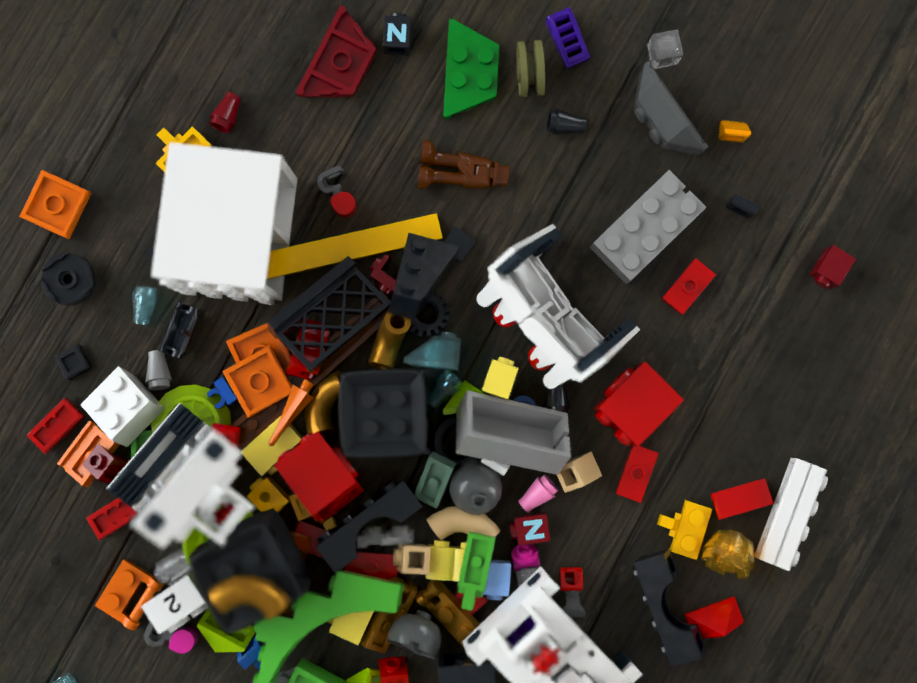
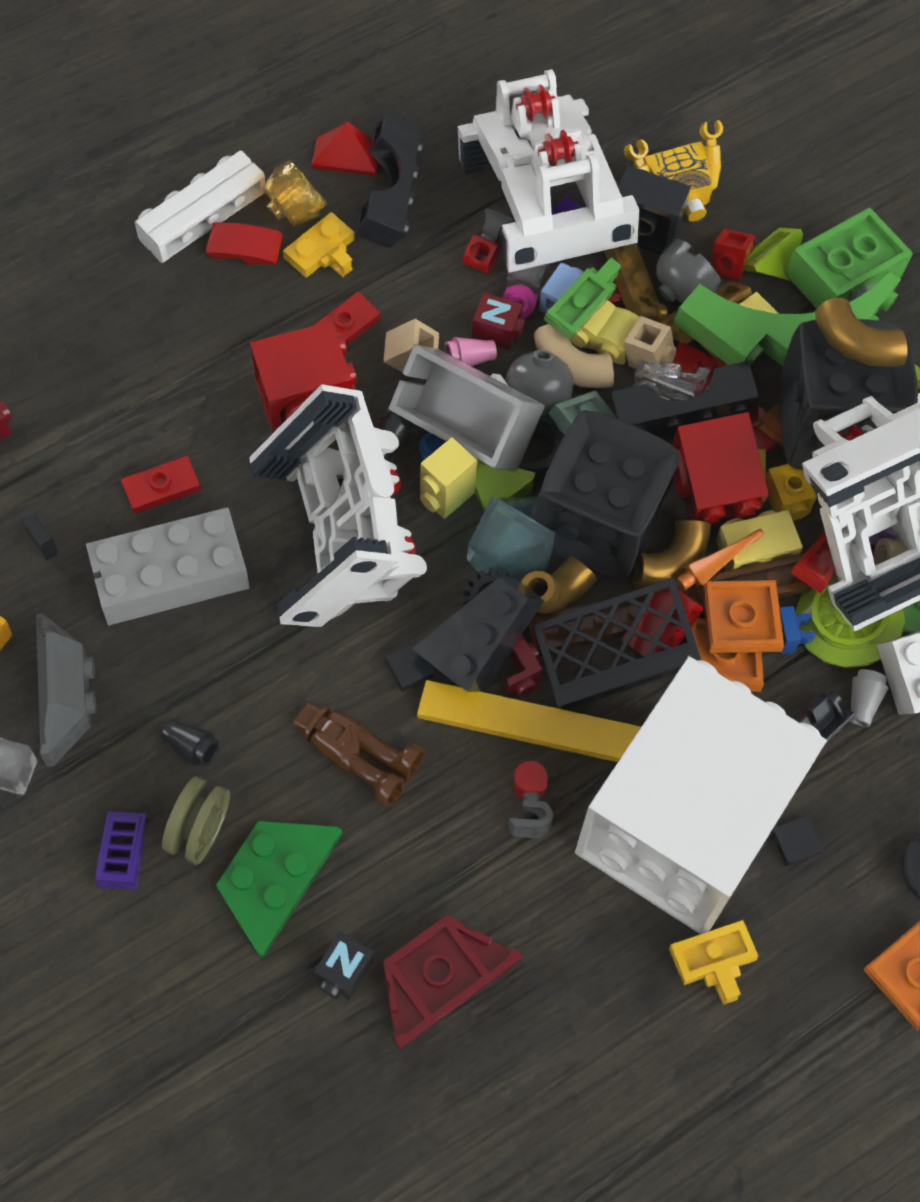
camera: 160 degrees left, 20 degrees down
(143, 303) = (848, 789): clear light blue cone -> none
(225, 114) = (630, 980): dark red cone -> none

